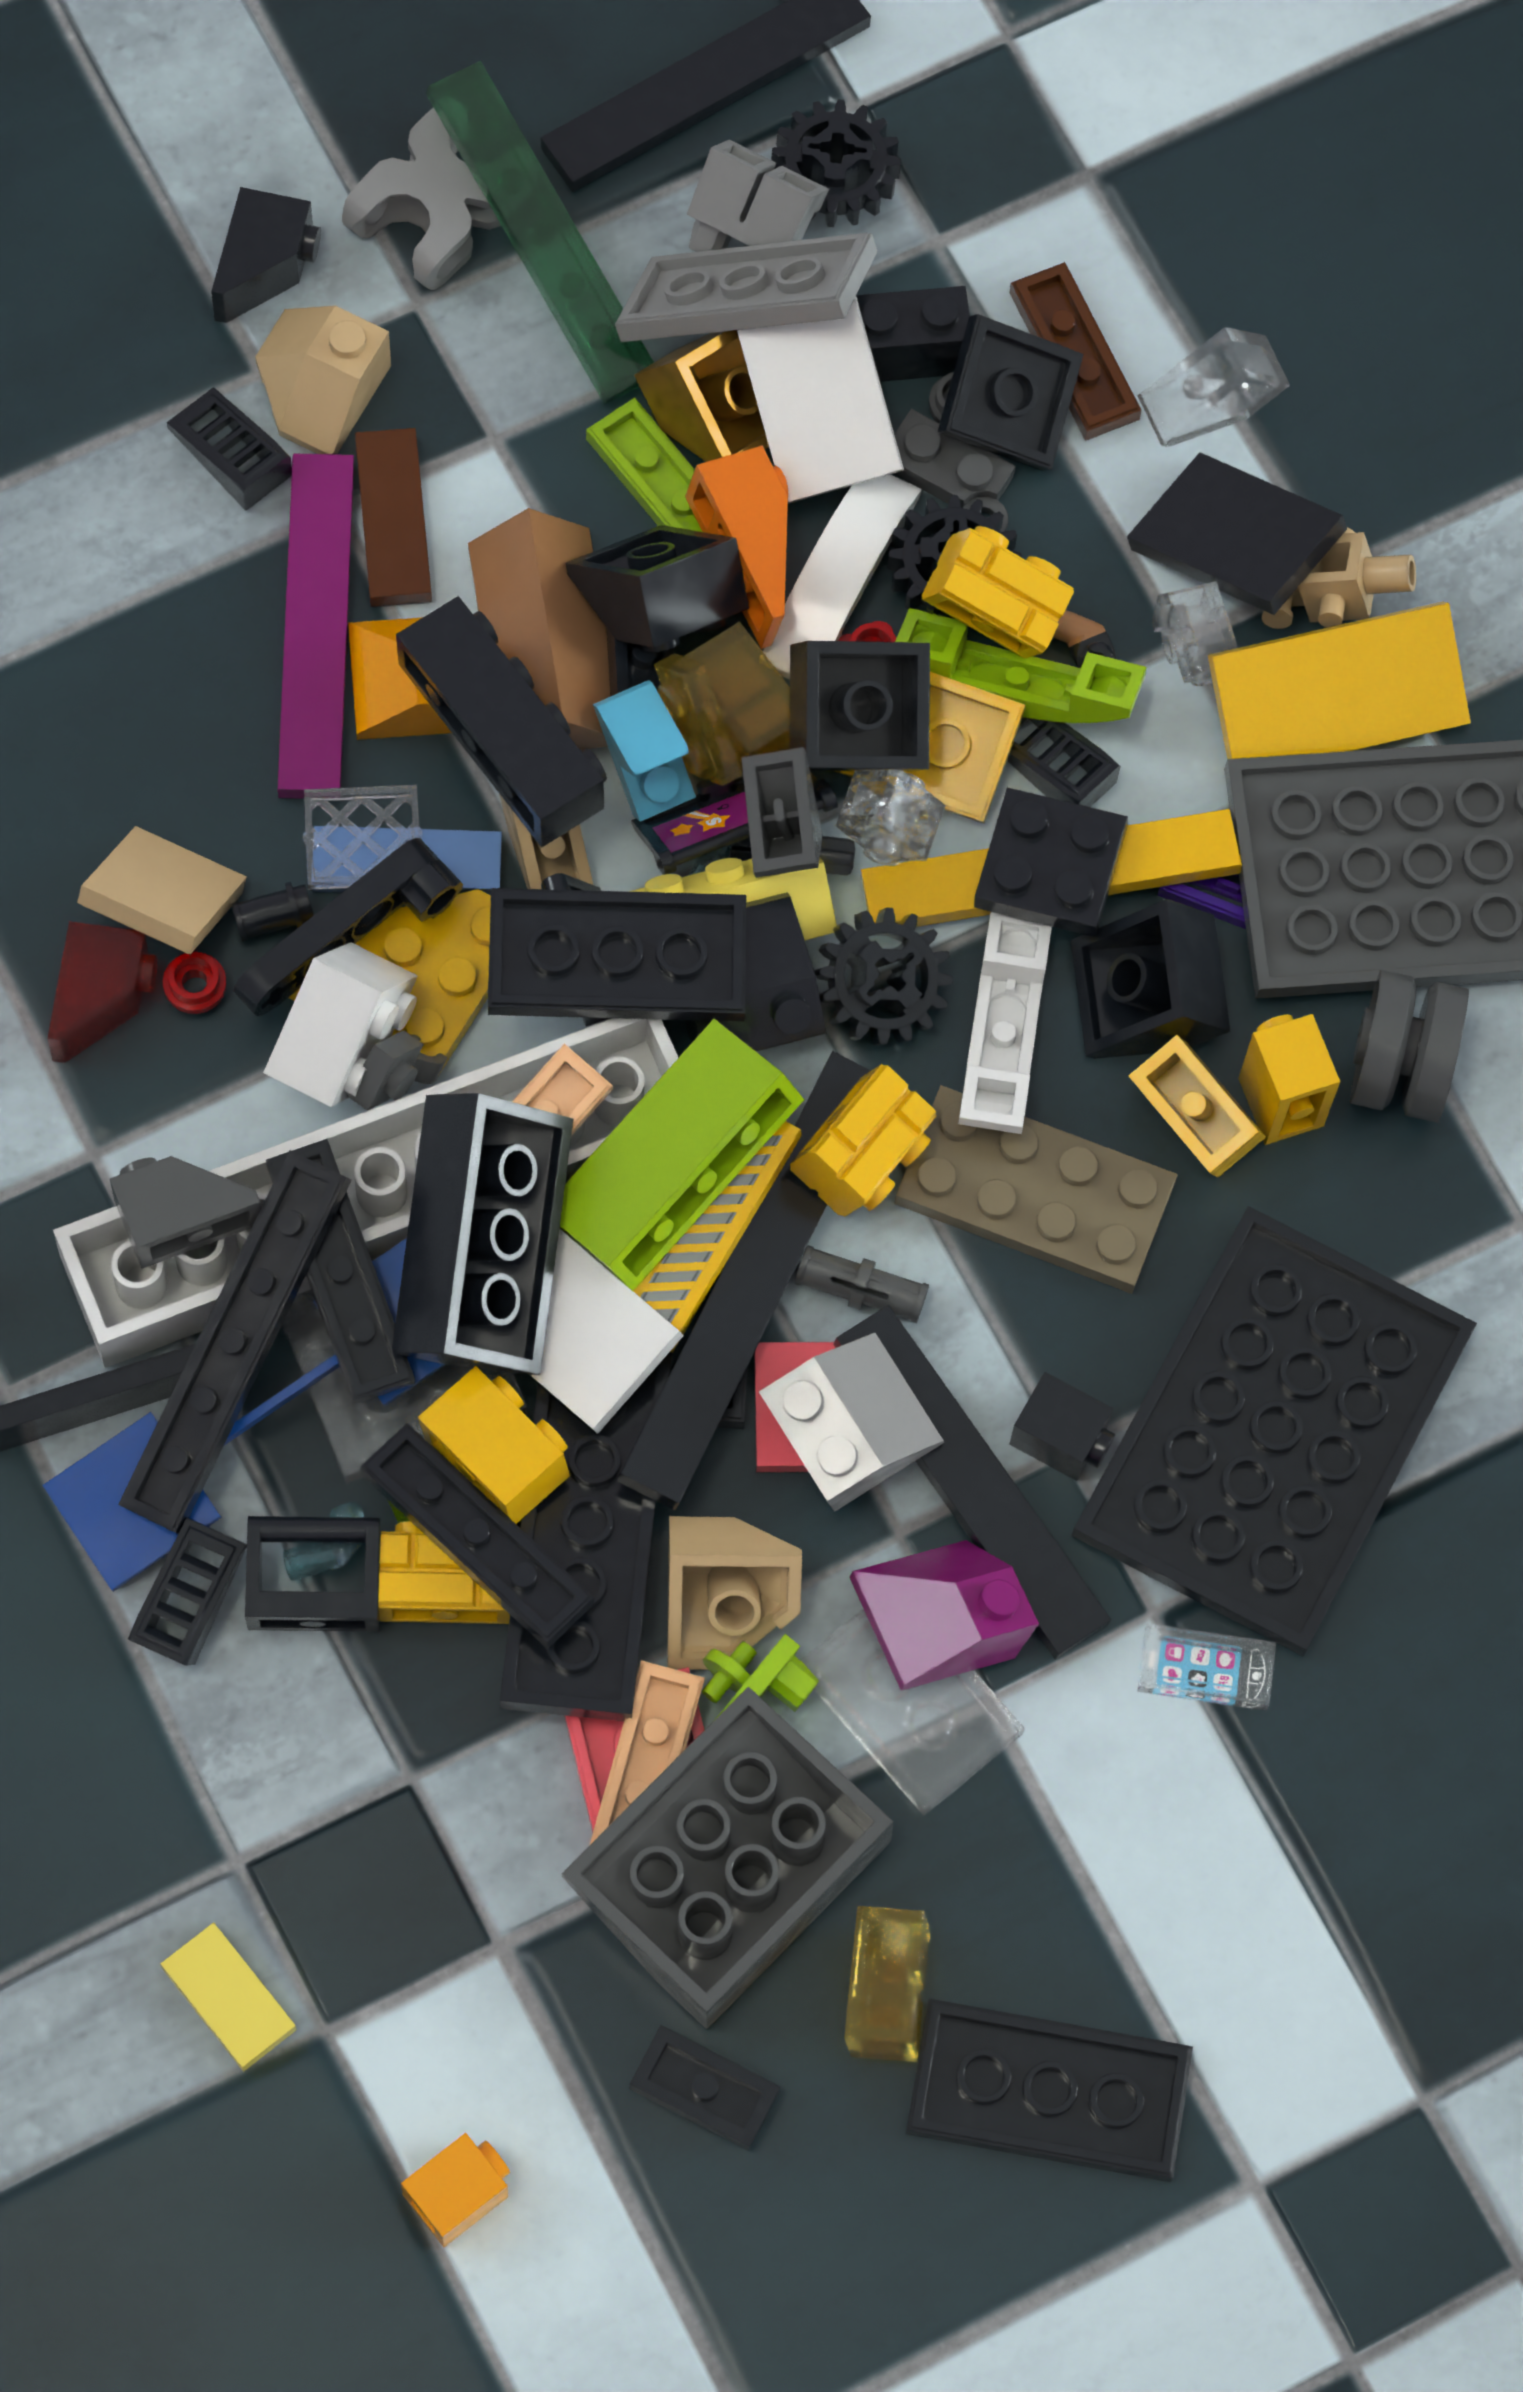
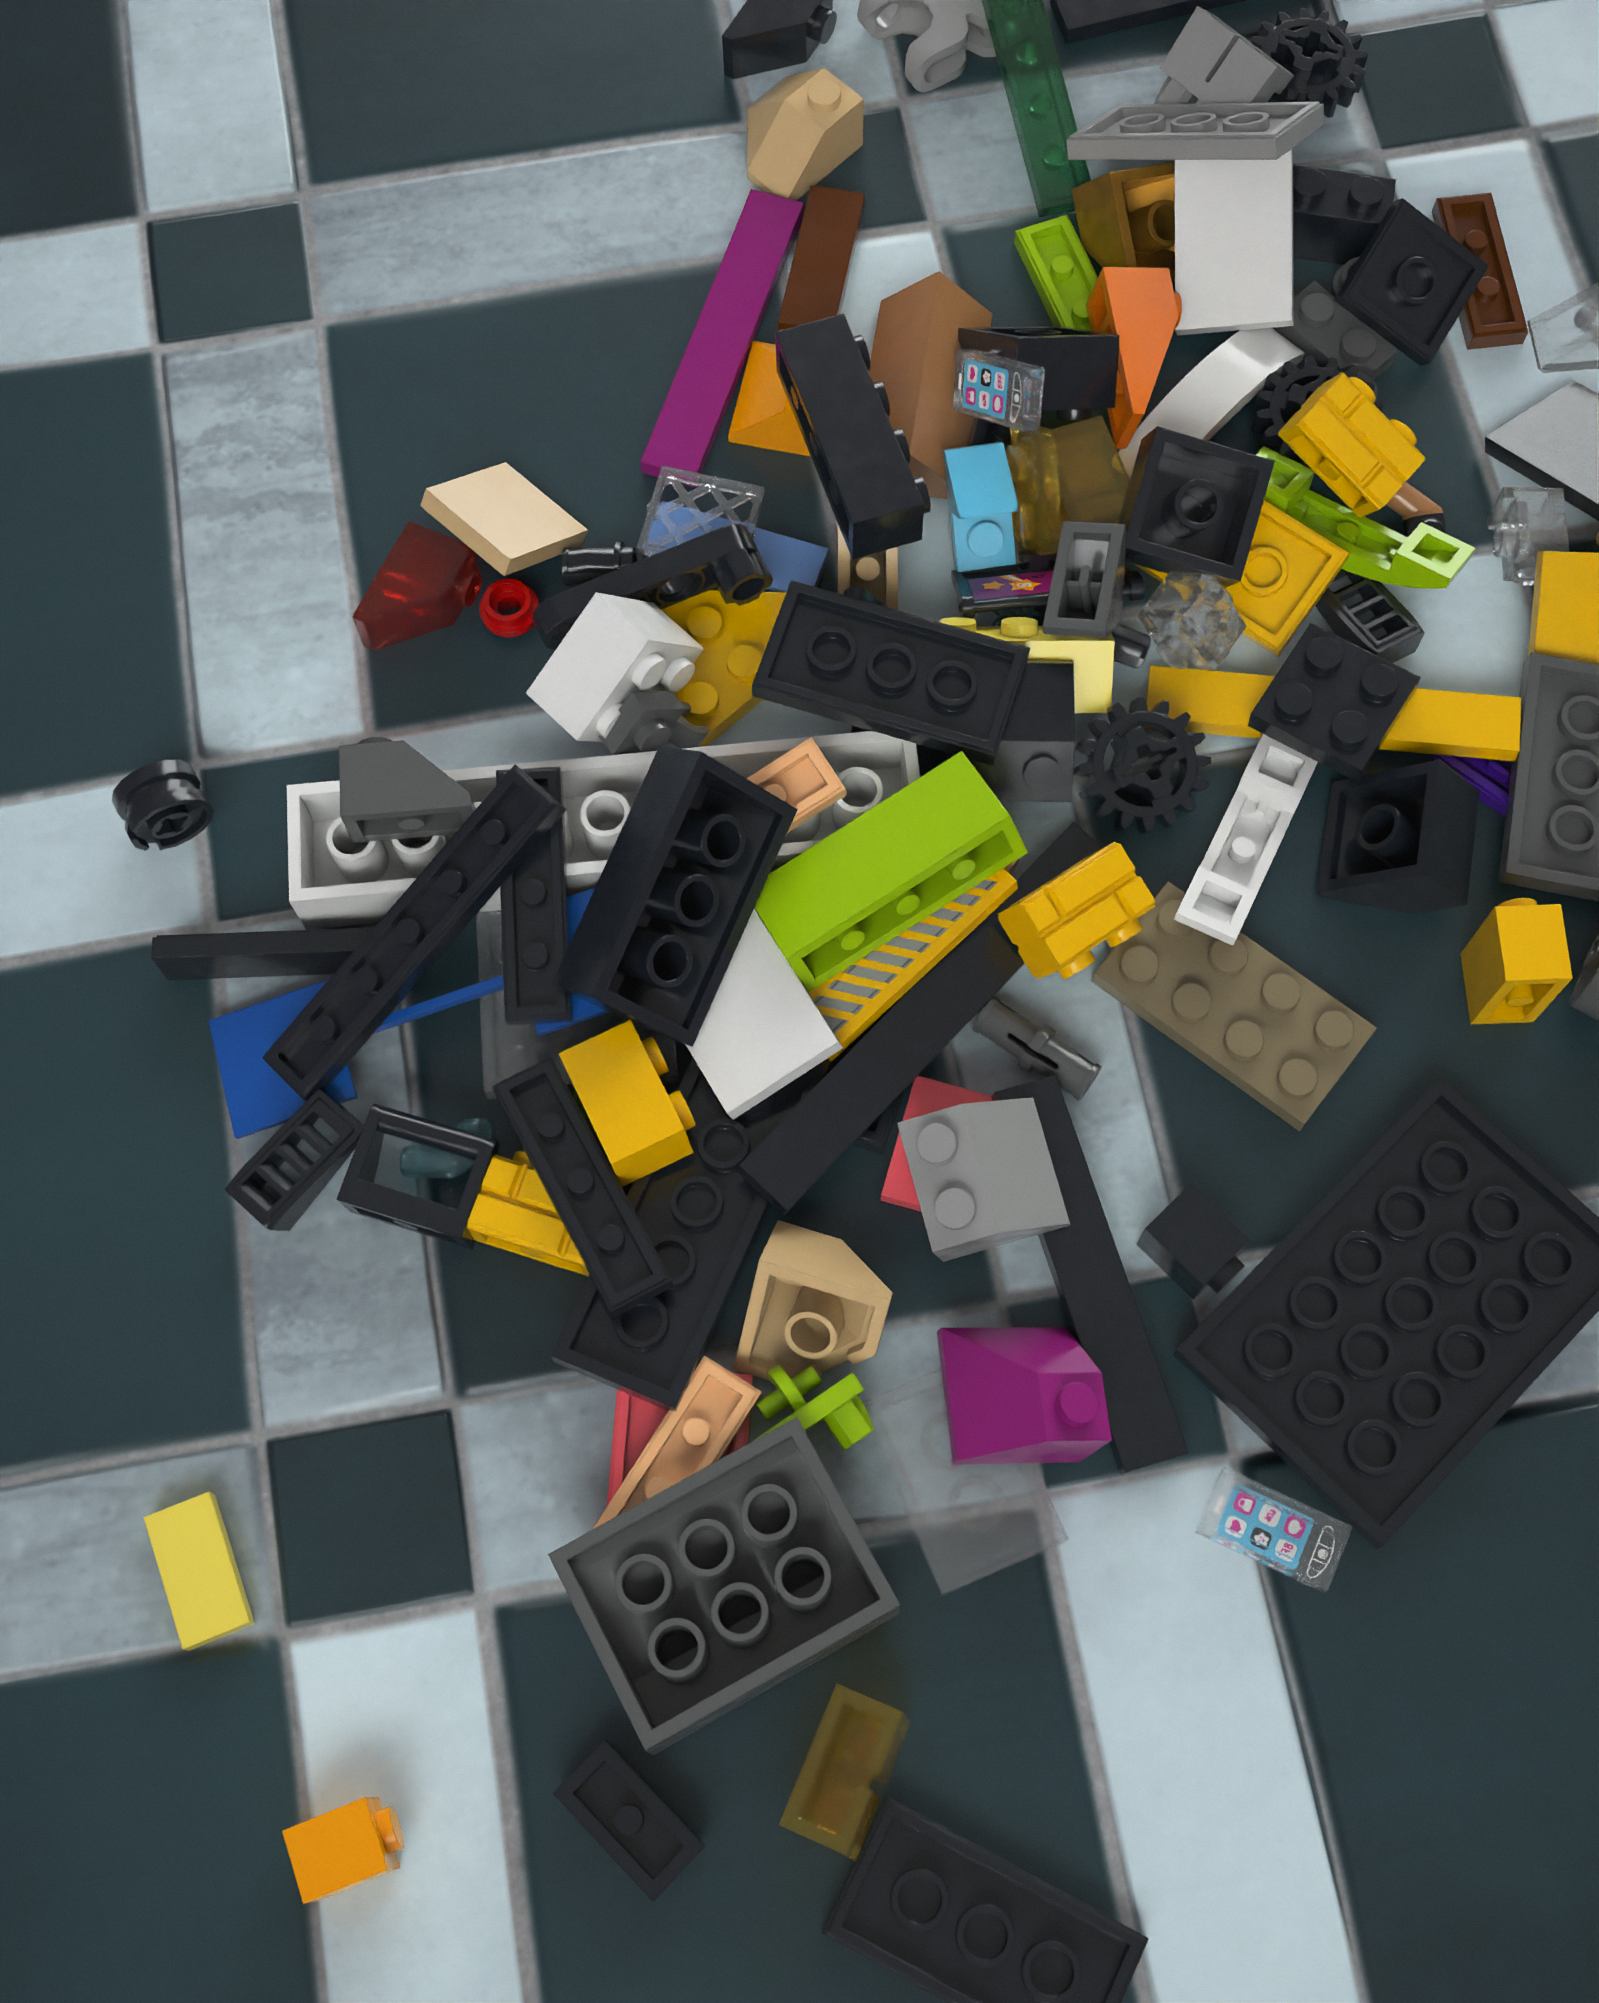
camera: 25 degrees right, 0 degrees up
(244, 487) = (710, 204): black slope -> none
(632, 630) = (998, 389): none -> clear tile
(1197, 1106) = (1415, 966): yellow brick -> none

